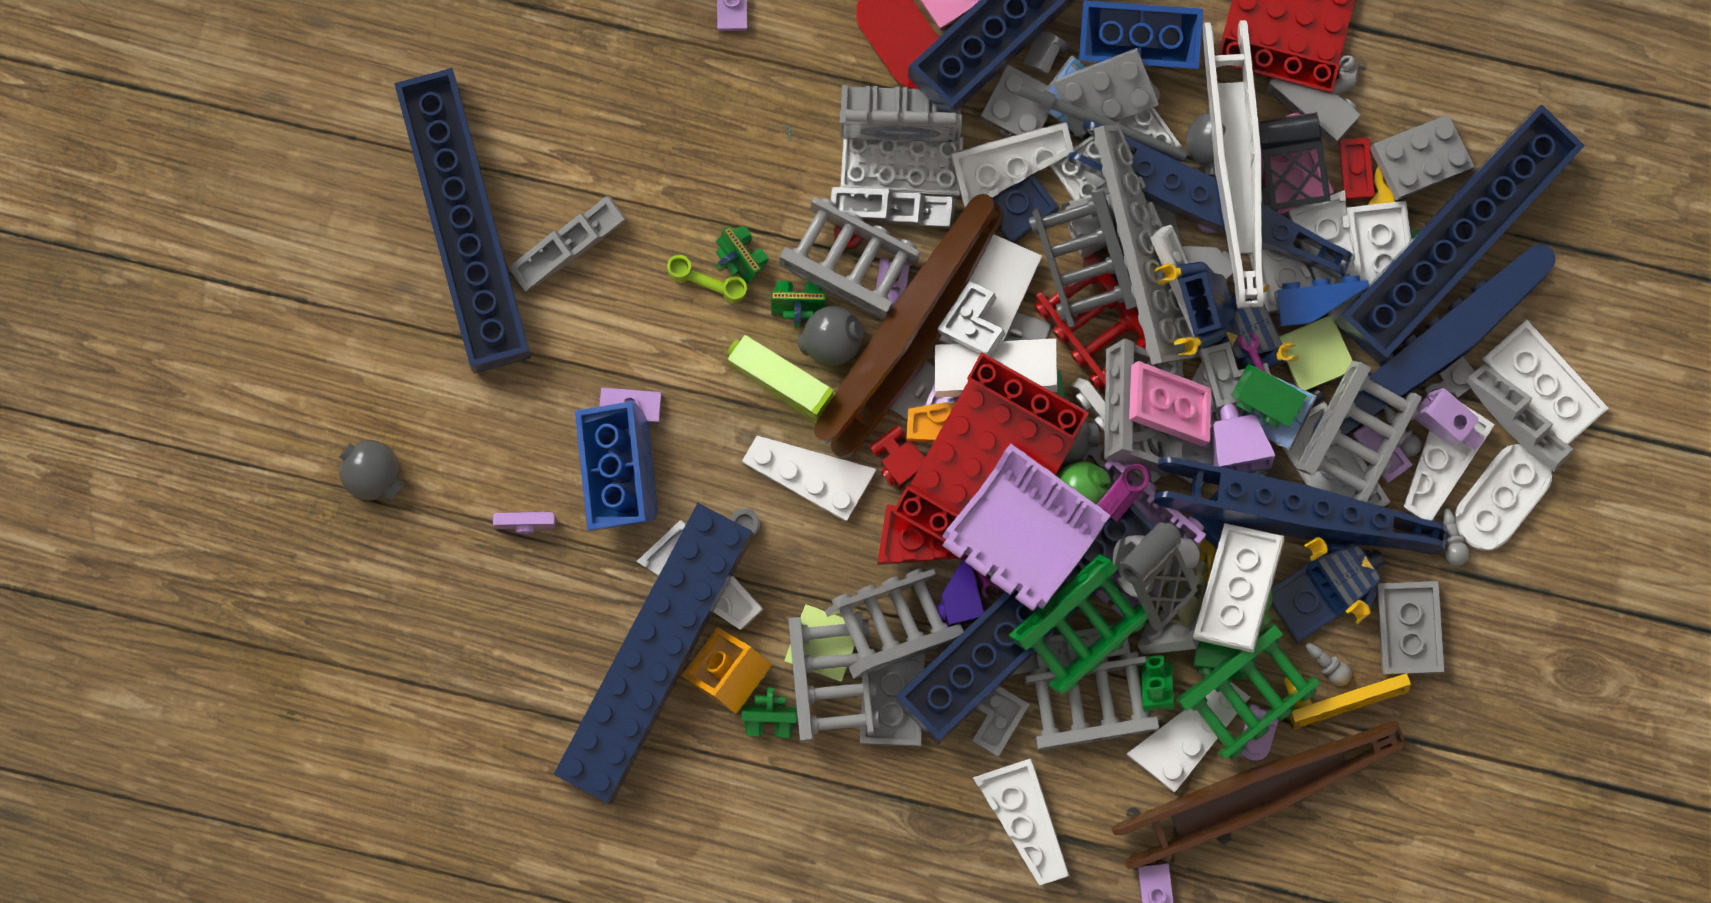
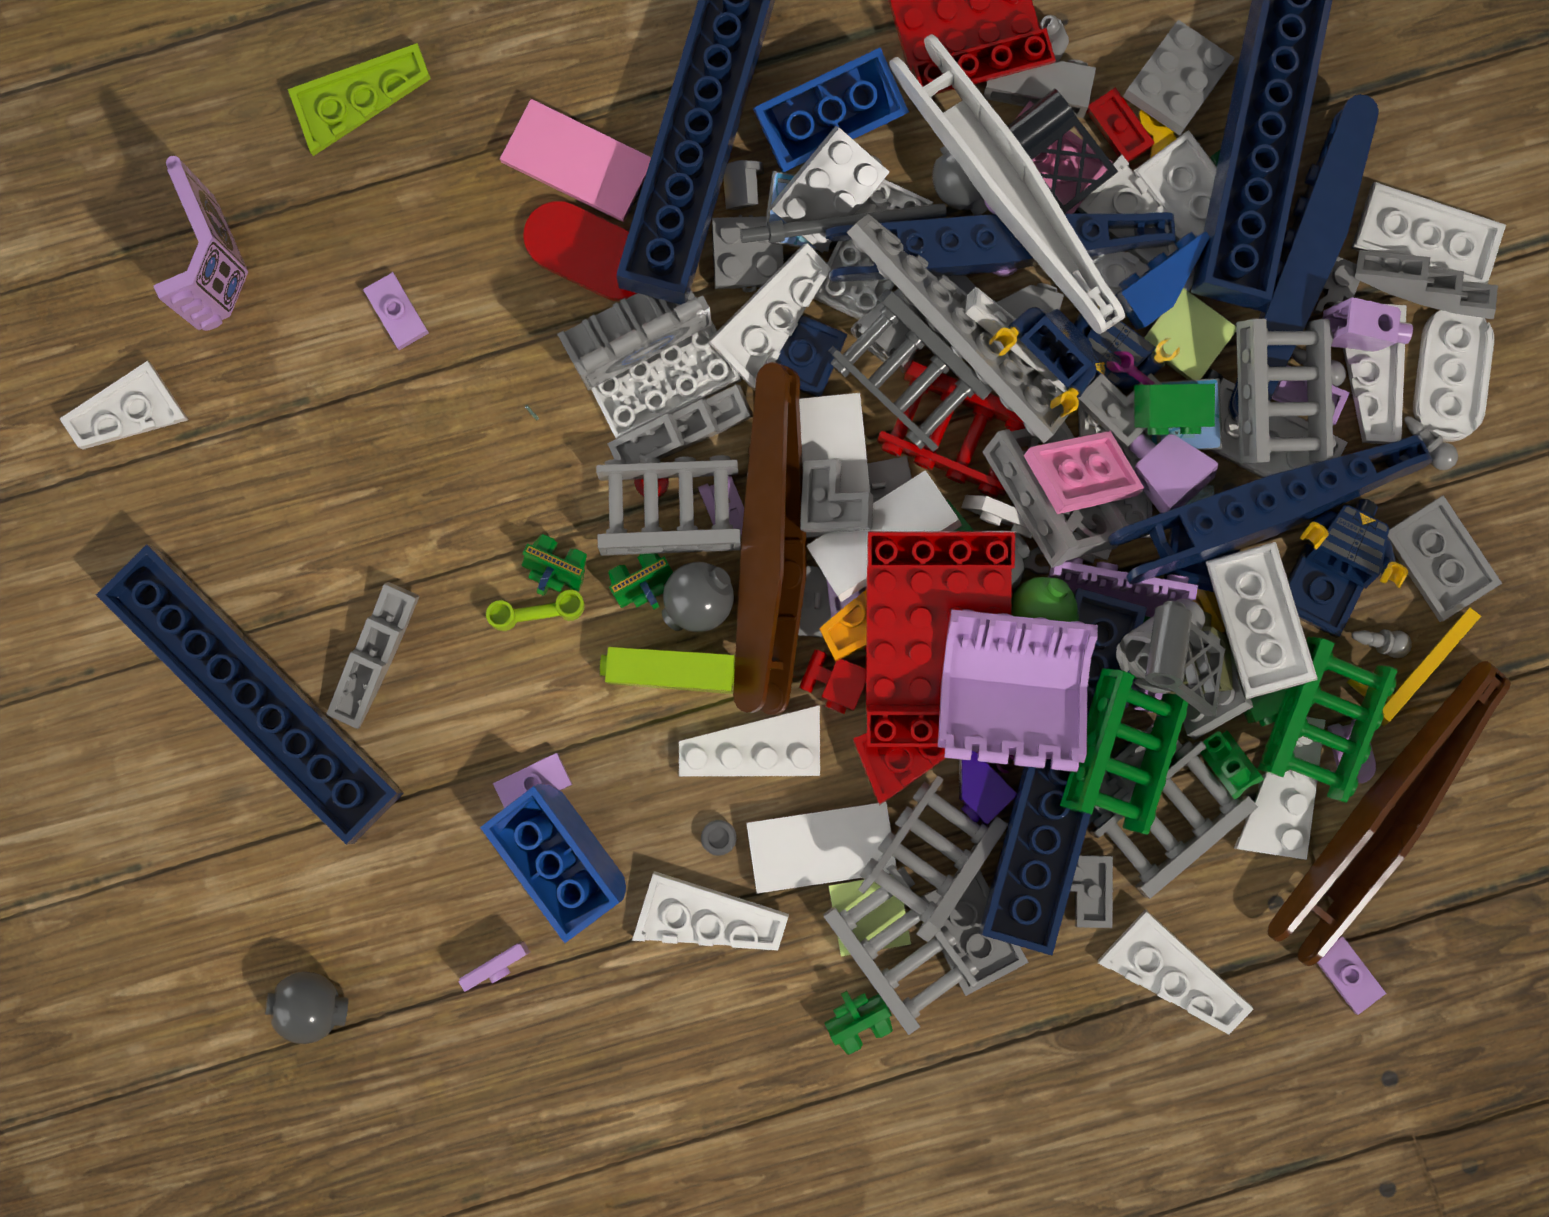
camera: 30 degrees left, 5 degrees up
(654, 653) = (706, 1030): dark blue brick -> none
(727, 670) = (788, 1000): light orange slope -> none
(811, 569) = (817, 846): none -> white tile
(1123, 493) = (1093, 592): magenta piece -> none

